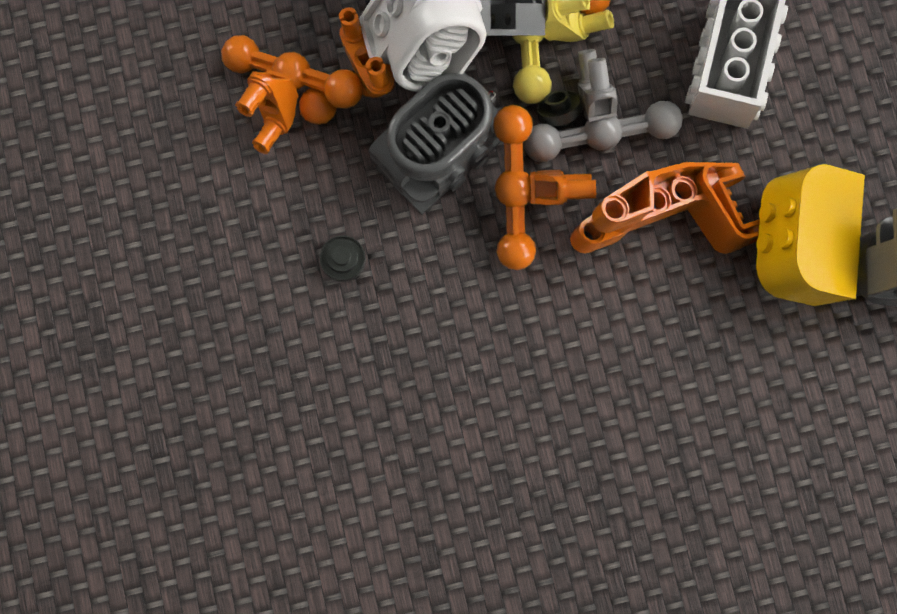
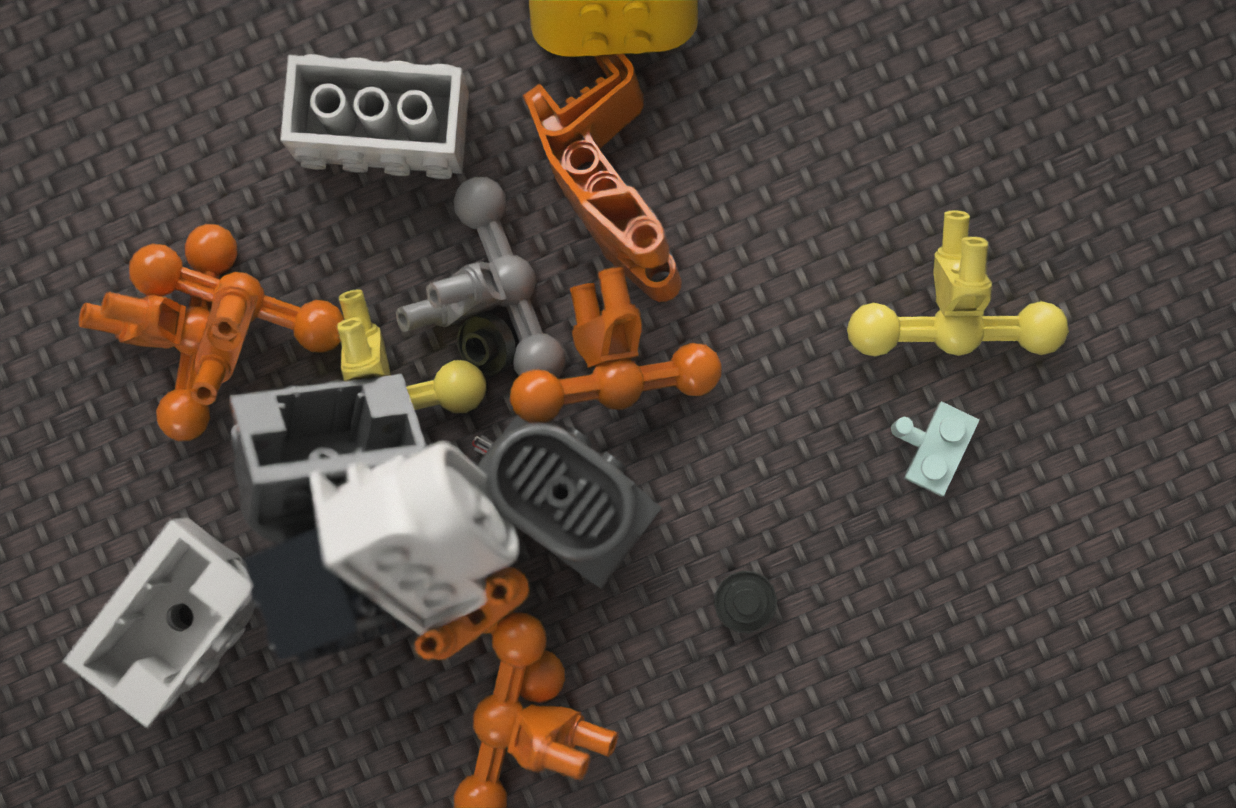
camera: 100 degrees left, 5 degrees up
(429, 419) = (938, 447): none -> light aqua plate
(517, 447) = (962, 297): none -> light yellow connector

